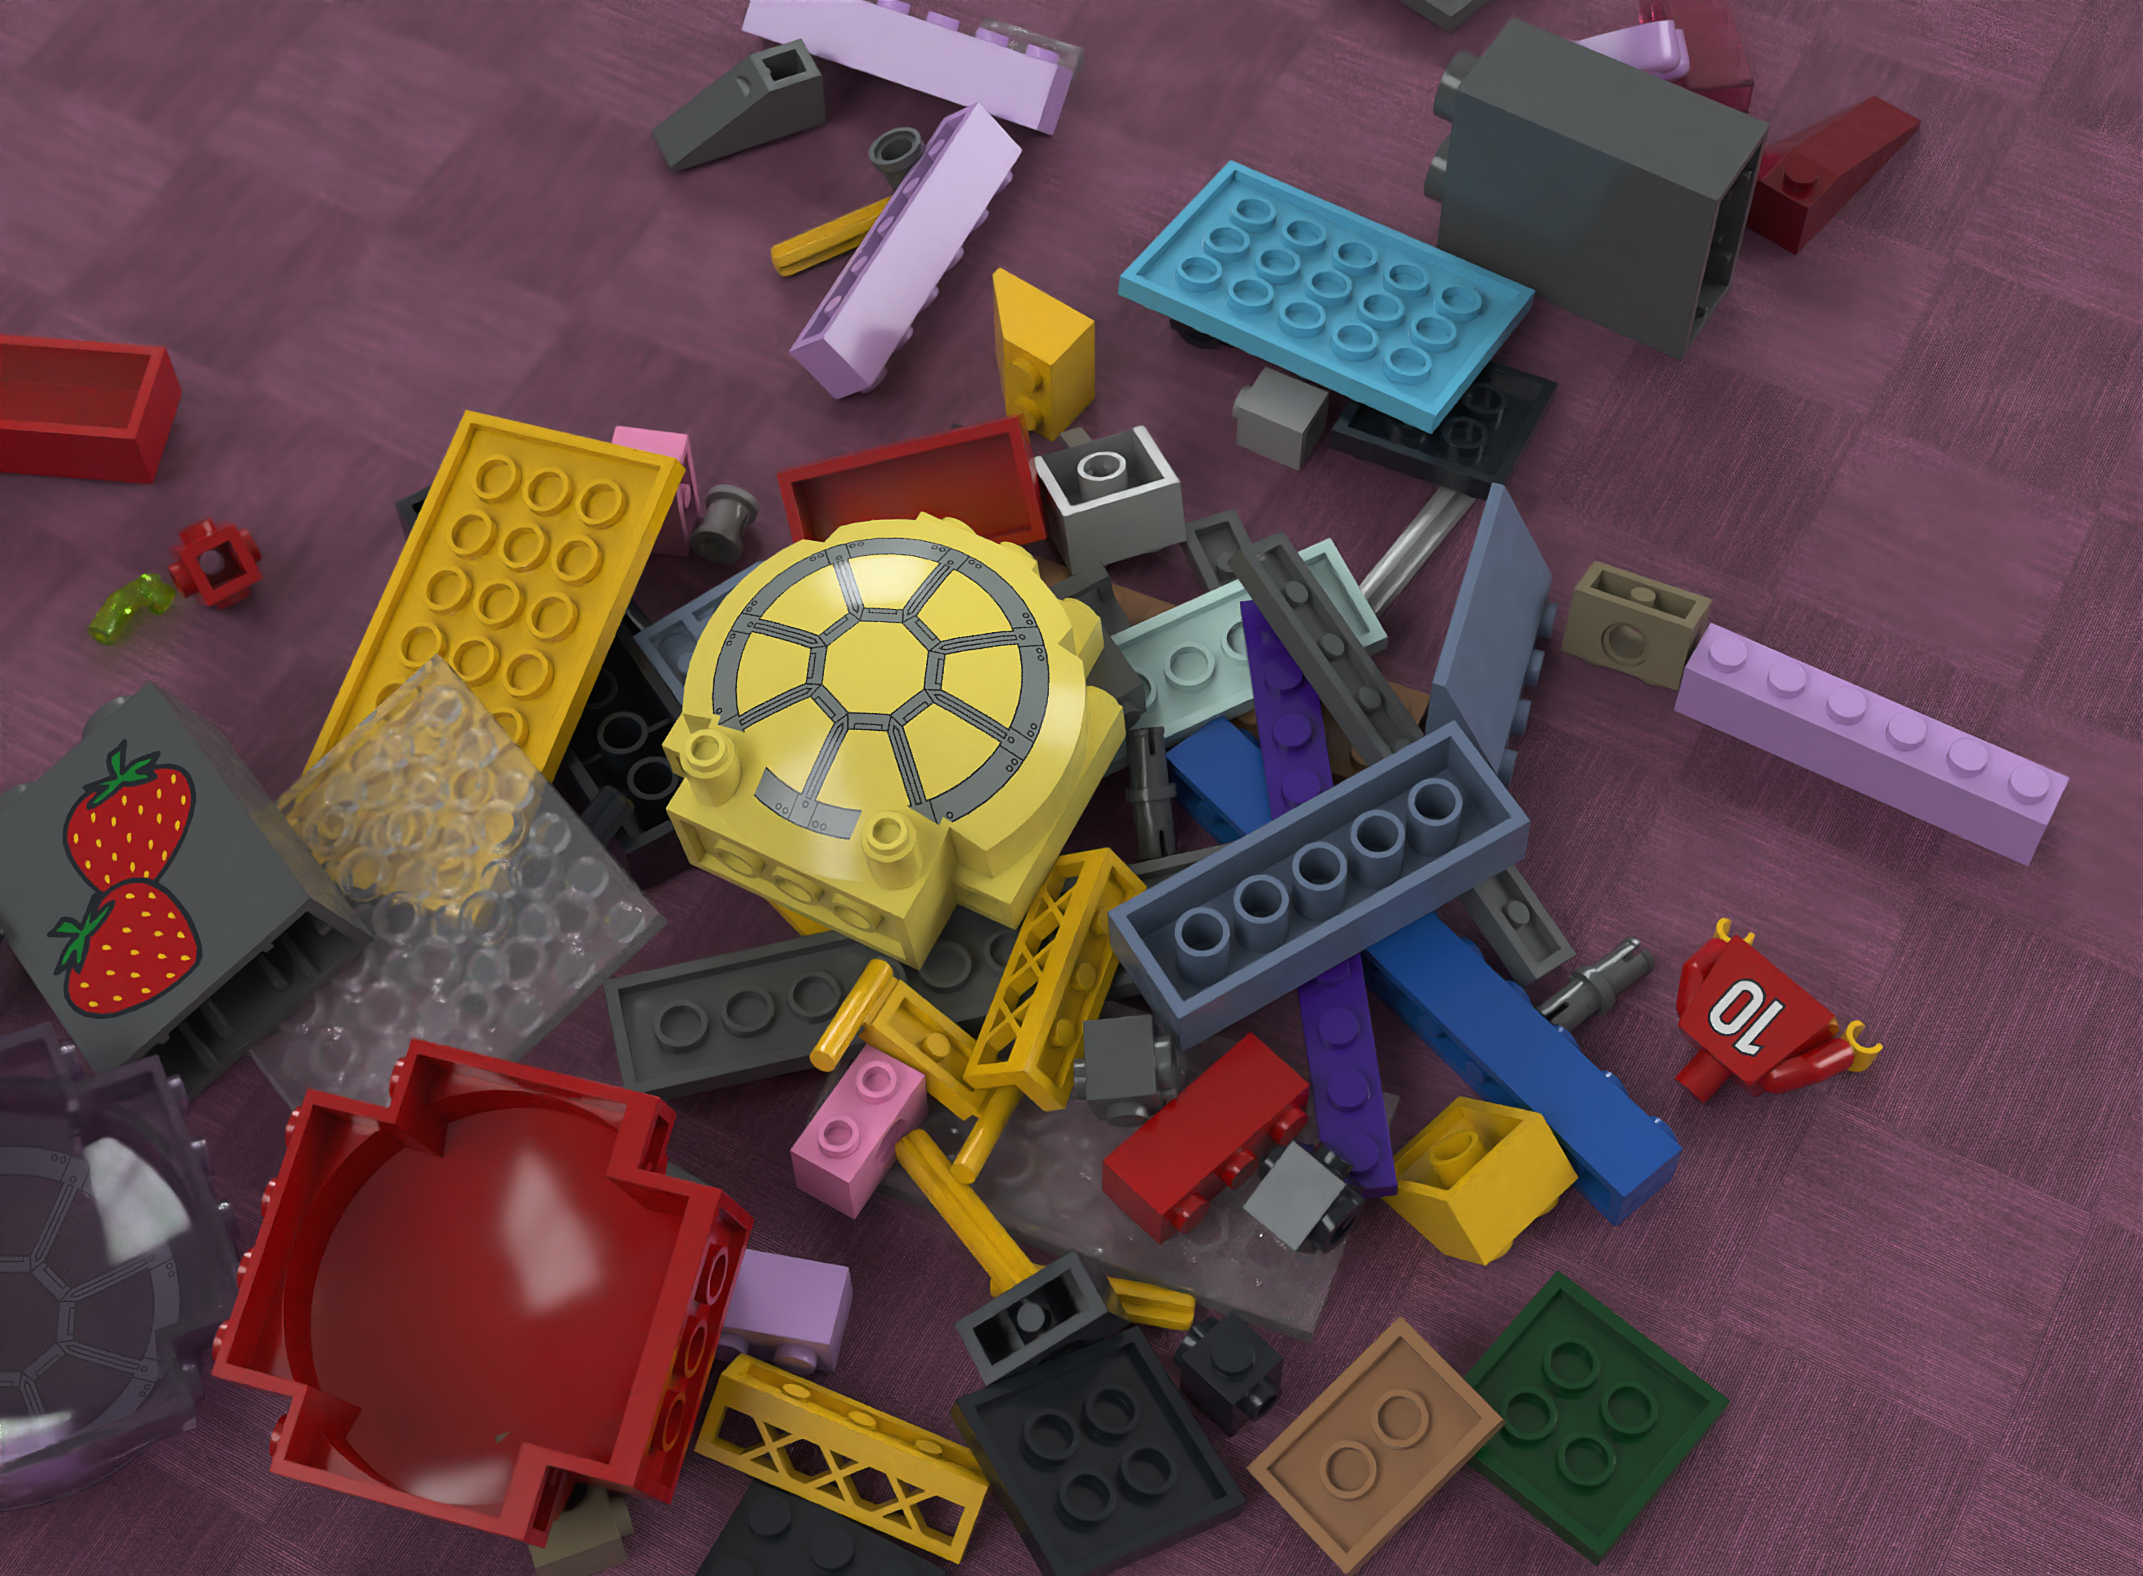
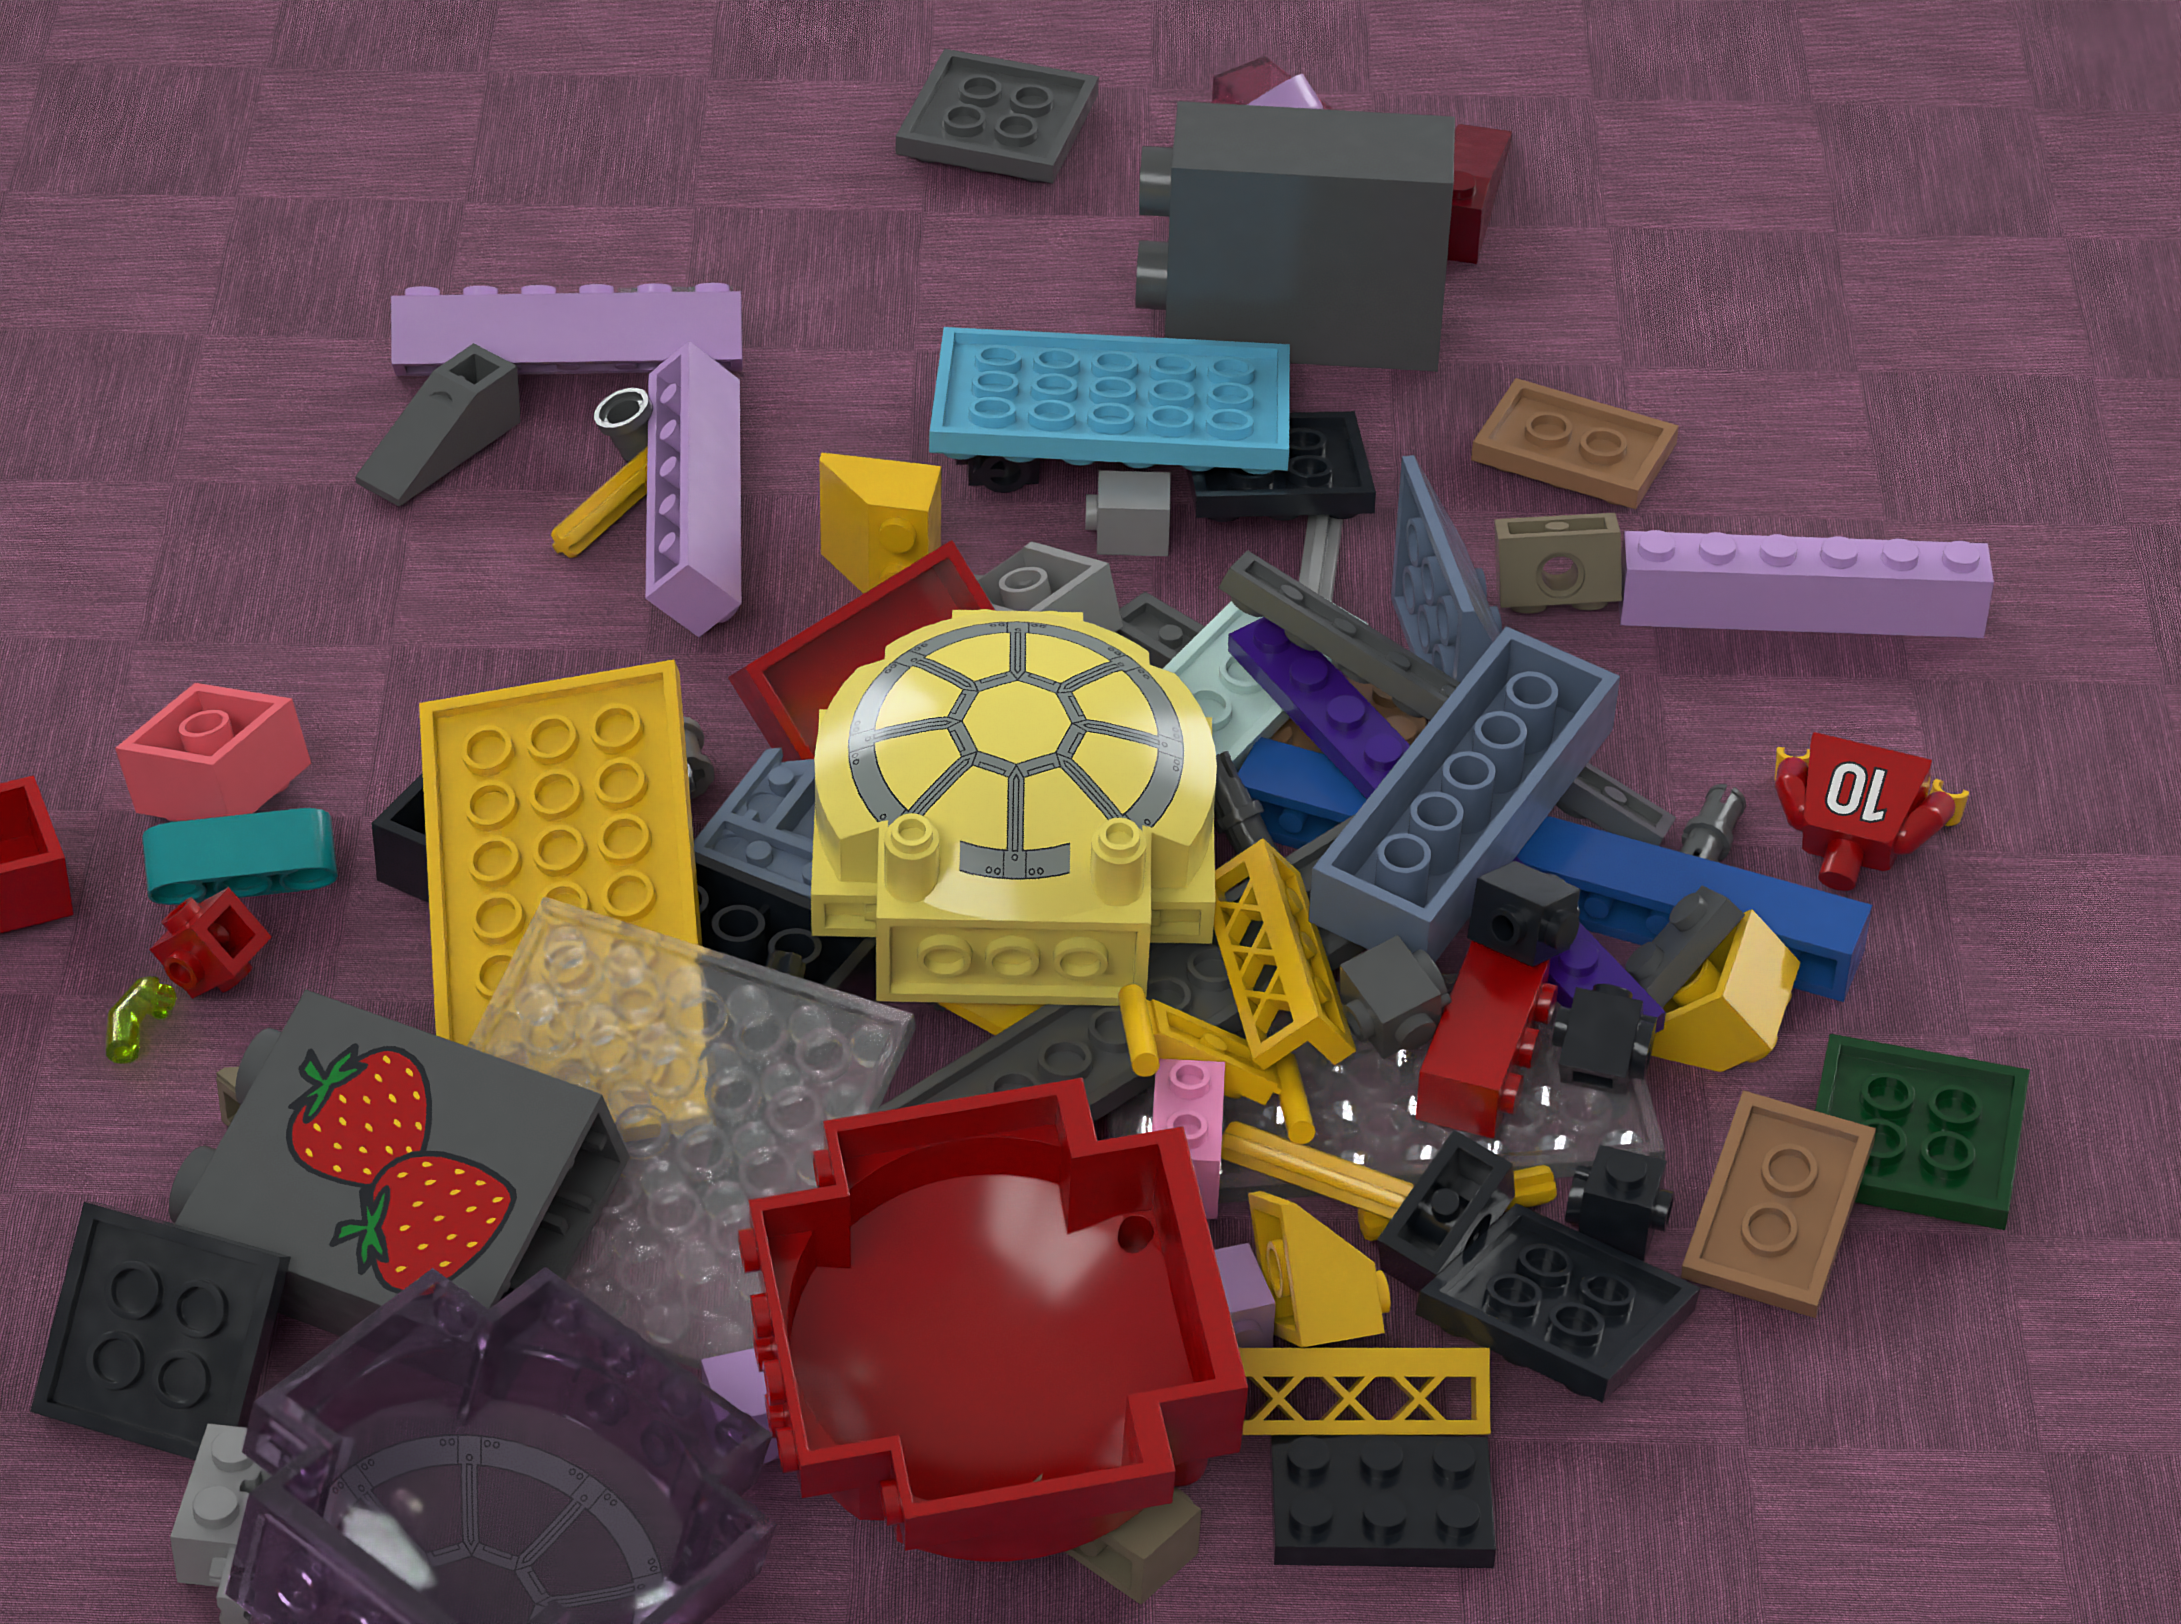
camera: 30 degrees left, 15 degrees down
(301, 483) = (243, 852): none -> teal beam
(334, 378) = (213, 754): none -> coral brick
(872, 1337) = (1317, 1278): none -> yellow slope
(1301, 1033) = (1524, 913): none -> black brick
(1459, 1118) = (1694, 932): none -> dark grey plate
(1751, 494) = (1575, 443): none -> medium nougat plate

